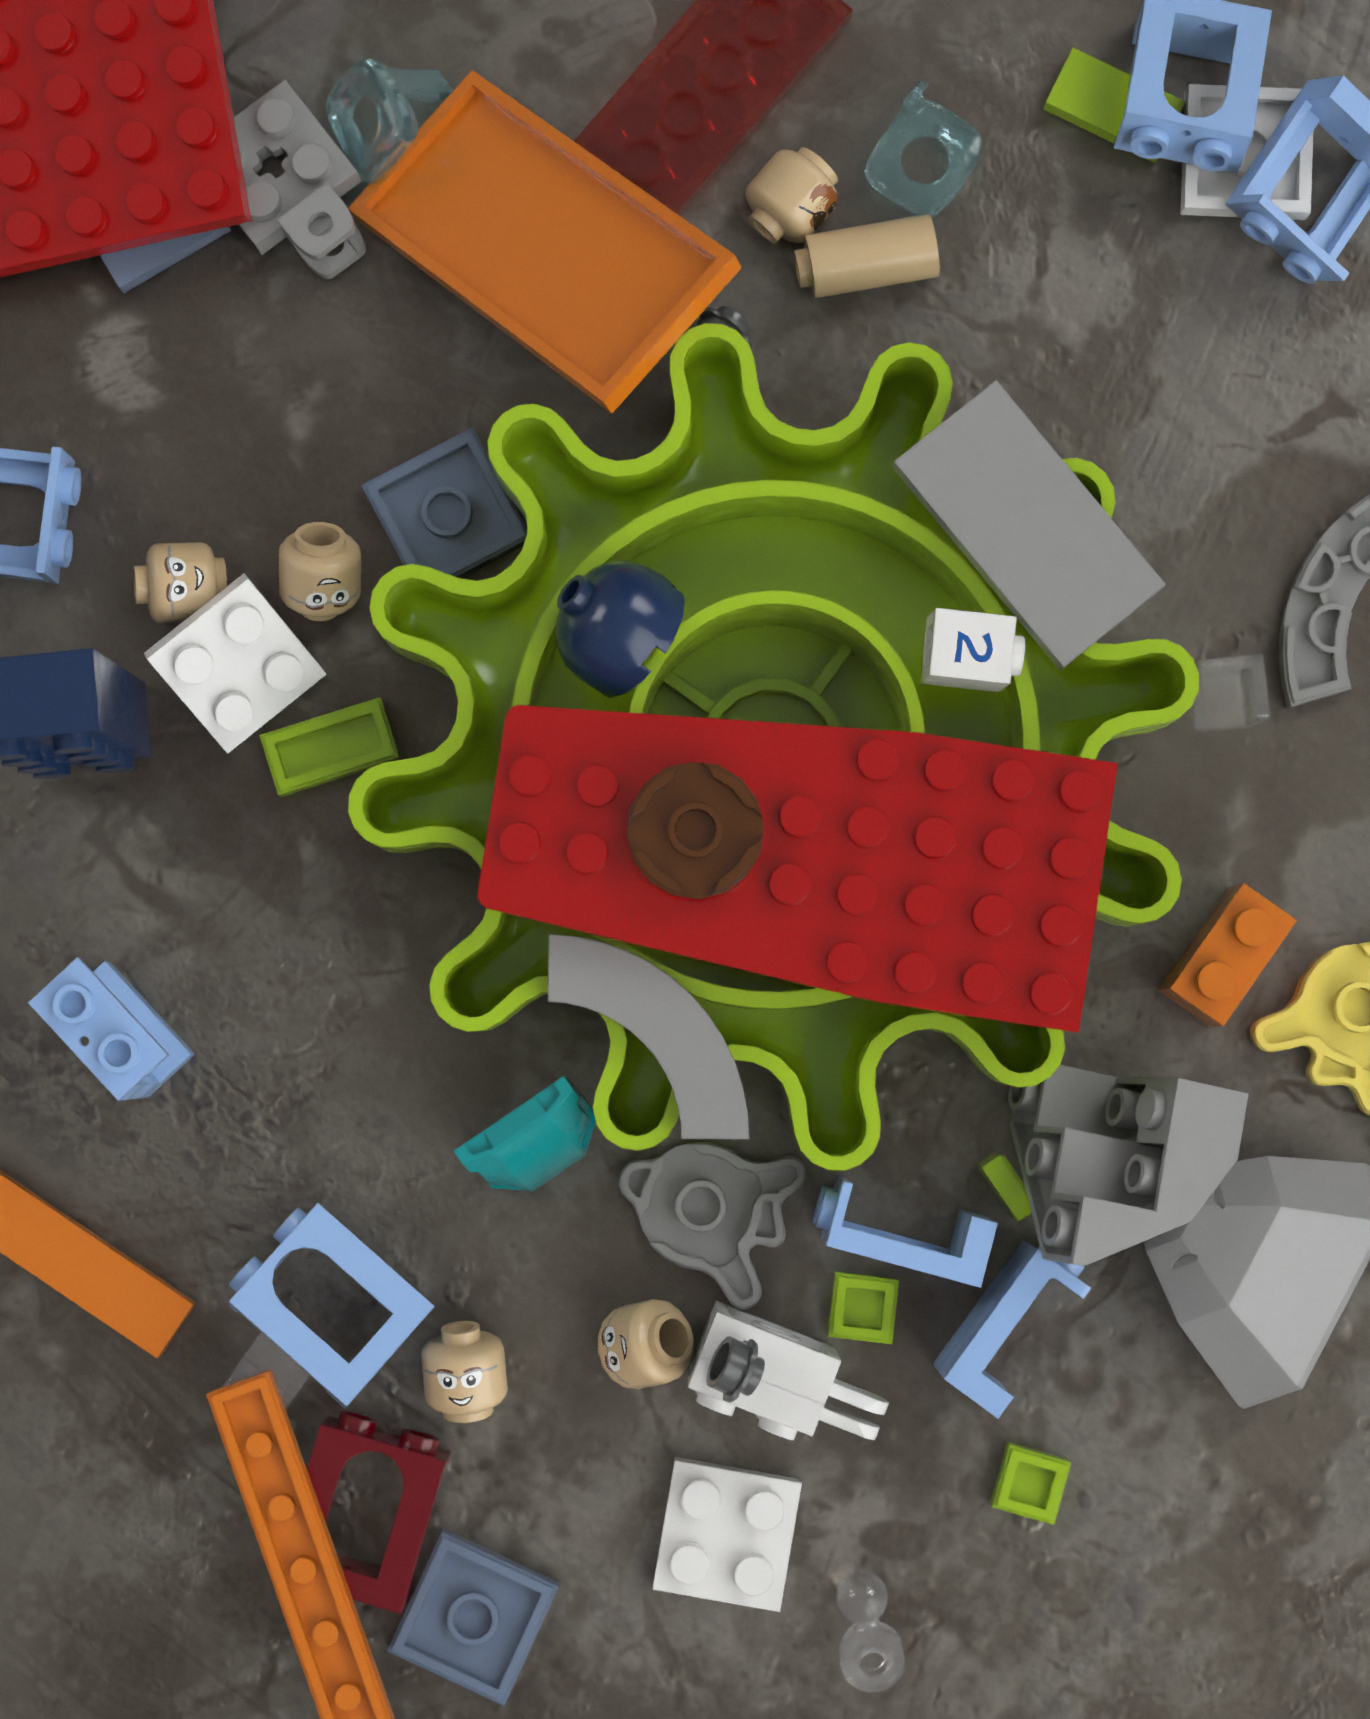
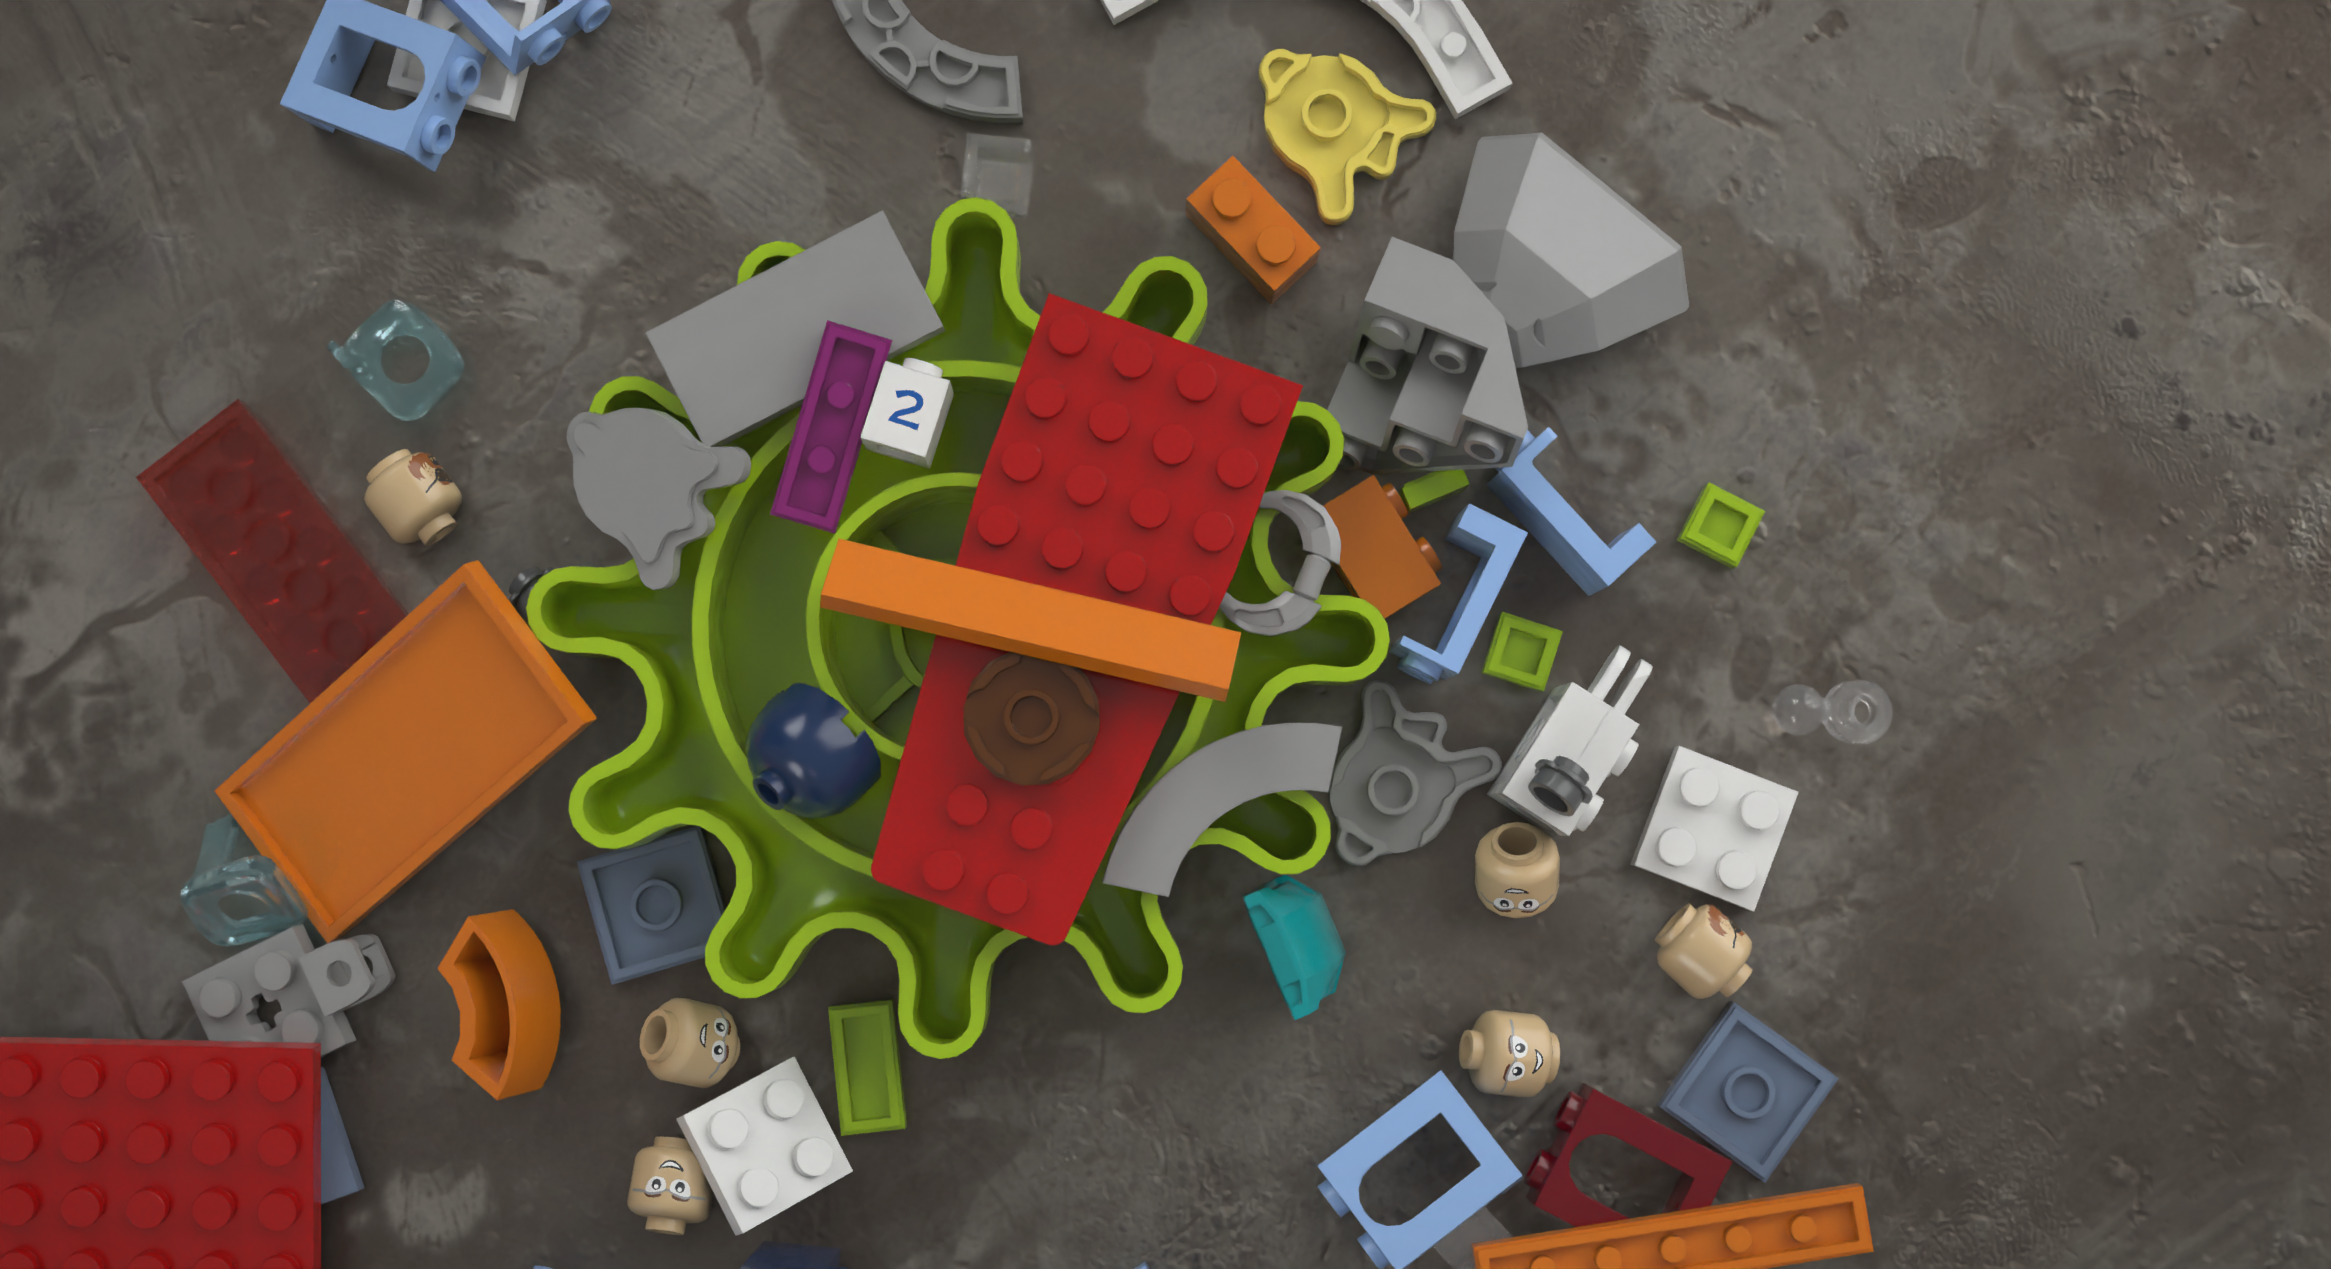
camera: 85 degrees left, 0 degrees up
(322, 387) = (504, 1003): none -> orange brick
(602, 1547) = (1704, 951): none -> tan head
(790, 810) = (1030, 619): none -> orange tile
(848, 411) = (646, 484): none -> light grey tile
(868, 256) = (490, 434): tan brick -> none
(928, 1083) = (1293, 609): none -> light grey piece
(935, 1140) = (1378, 551): none -> orange brick
(940, 576) = (830, 427): none -> magenta tile
(1093, 95) = (377, 180): lime tile -> none

